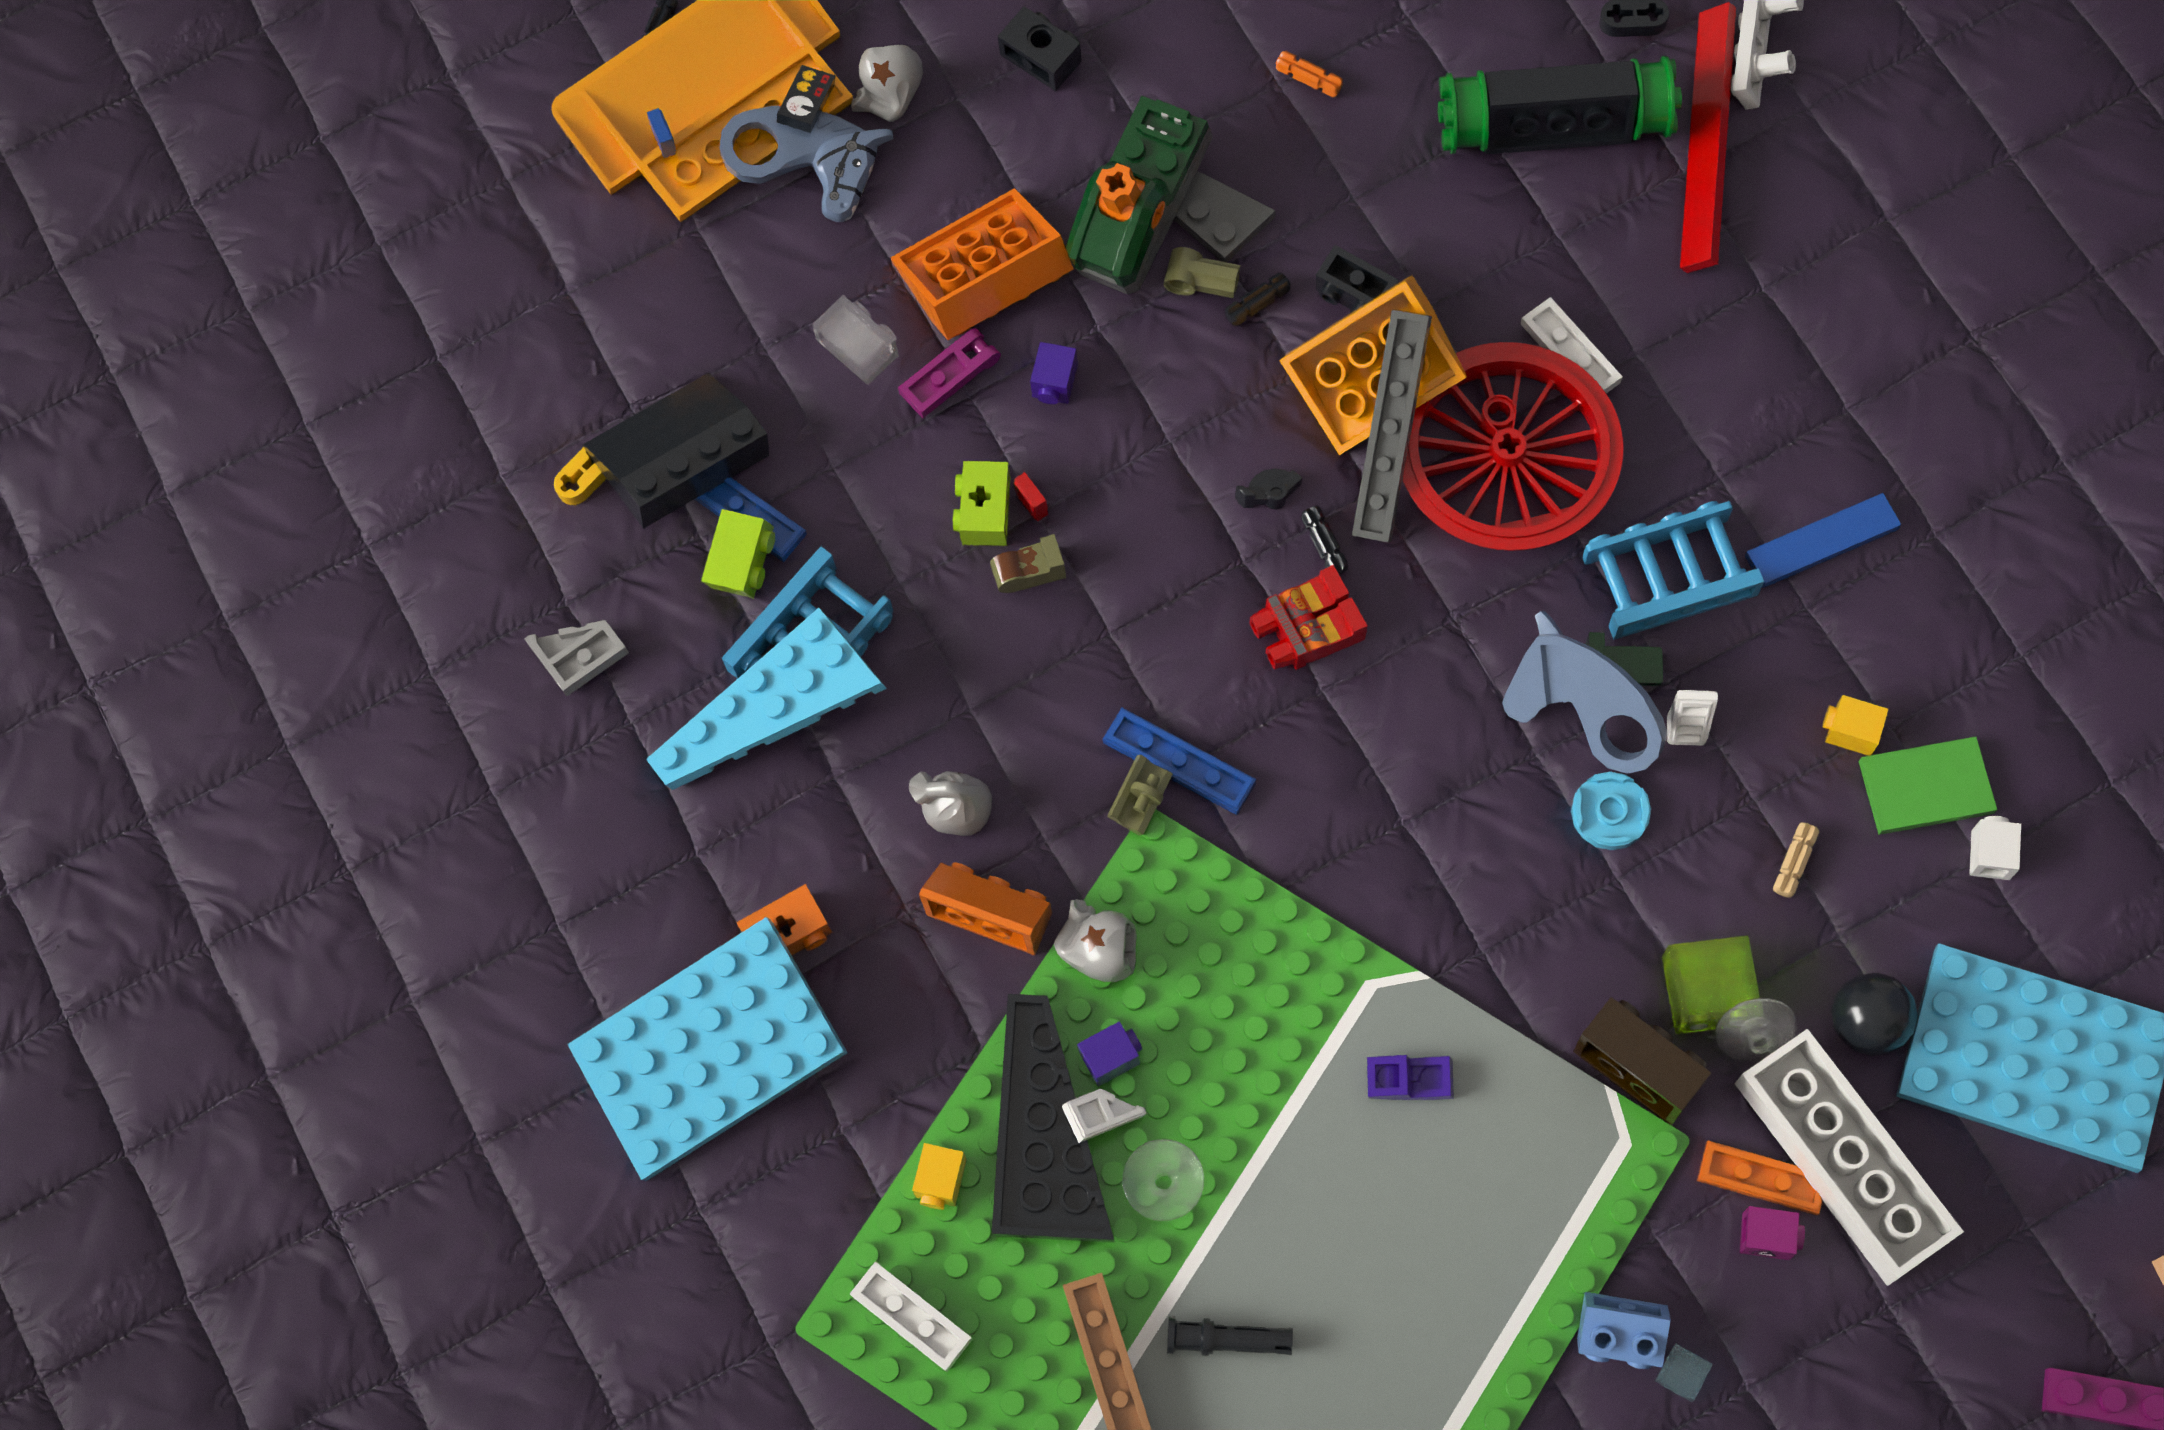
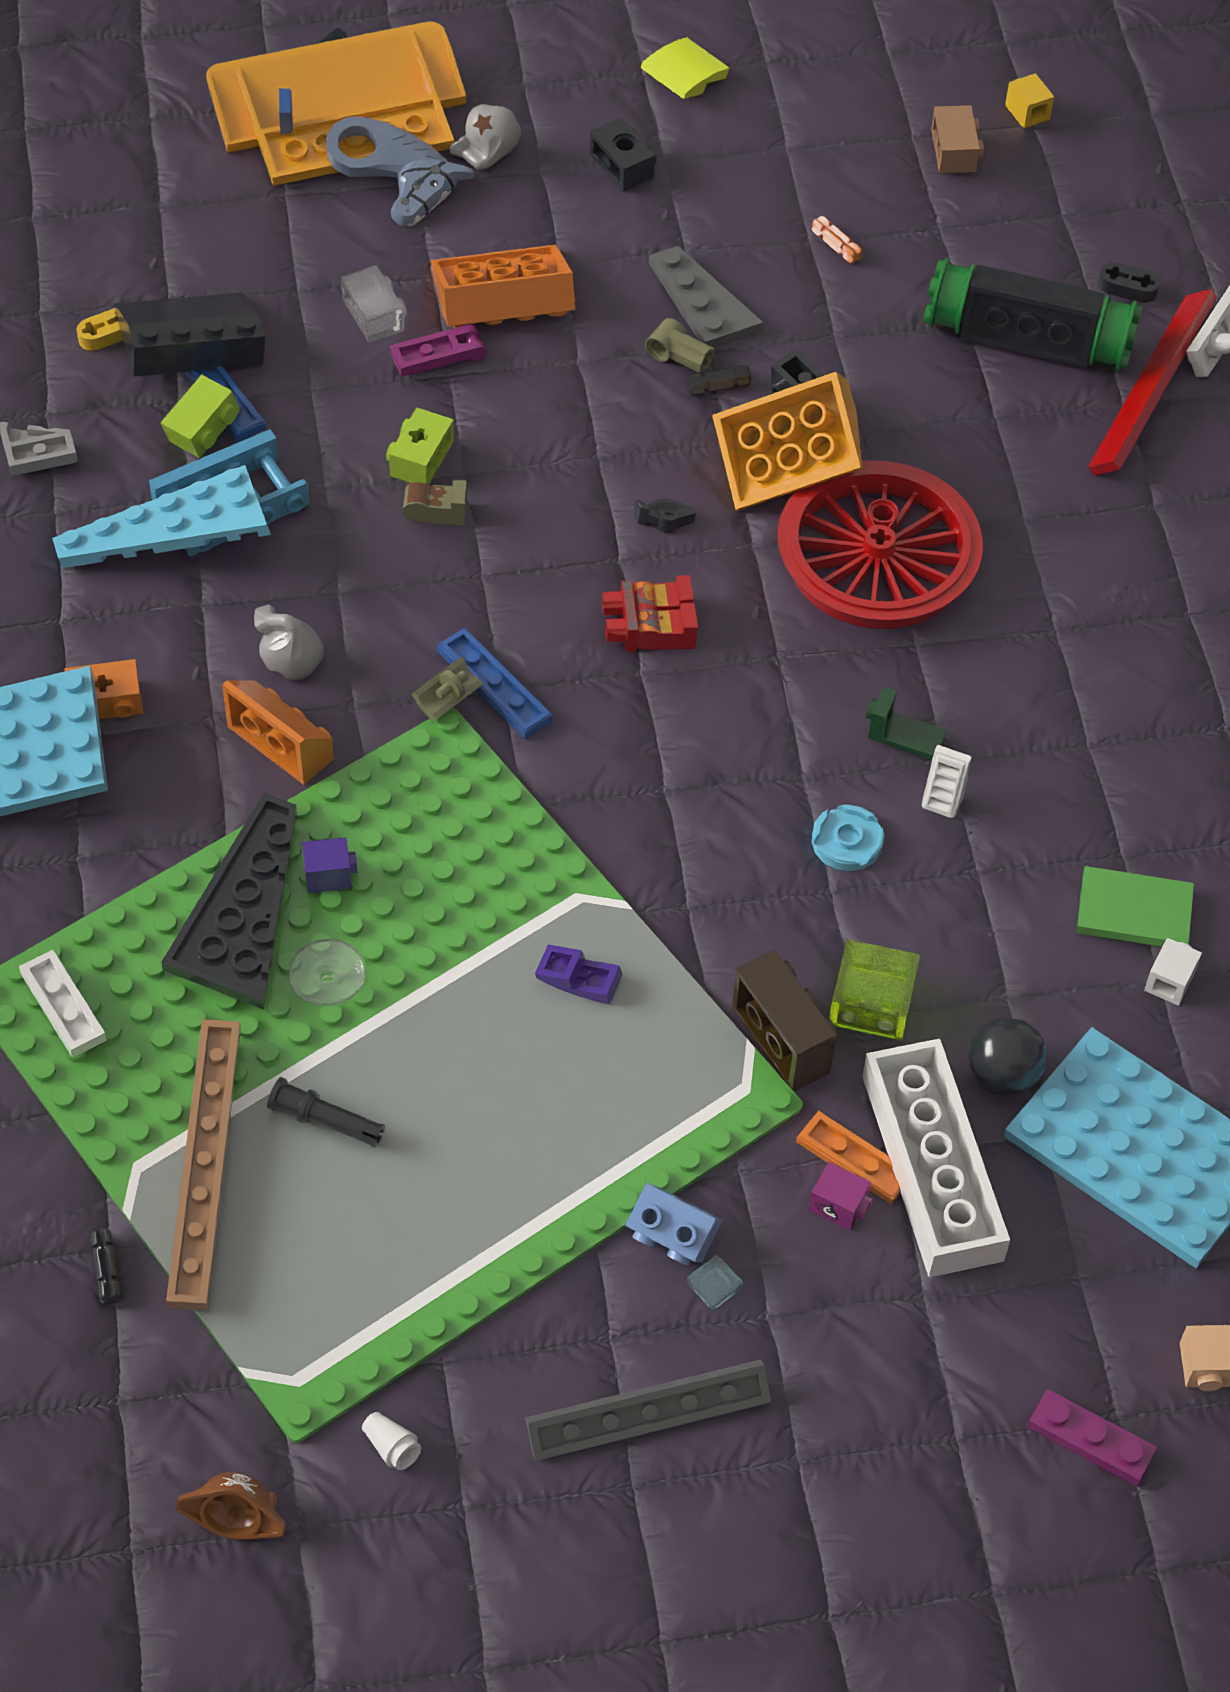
camera: 10 degrees right, 15 degrees down
(806, 98) = (413, 124): tile -> none
(939, 1176) = (139, 906): yellow brick -> none
(1030, 497) = (461, 455): red tile -> none
(1054, 373) = (524, 375): dark purple brick -> none
(1098, 943) = (359, 781): light grey piece -> none
(1099, 1113) = (297, 904): white tile -> none
(1137, 195) = (649, 268): dark green piece -> none
(1324, 539) = (694, 563): black axle -> none
(1391, 425) = (783, 485): dark grey plate -> none
(1558, 333) = (961, 475): white plate -> none
(1598, 688) = (856, 708): sand blue animal -> none
(1665, 605) = (981, 703): dark azure fence -> none
(1755, 1029) = (898, 1017): clear dish -> none
(1796, 860) = (993, 925): tan axle -> none
(1823, 539) = (1123, 699): blue tile -> none
(1855, 725) = (1089, 838): yellow brick -> none

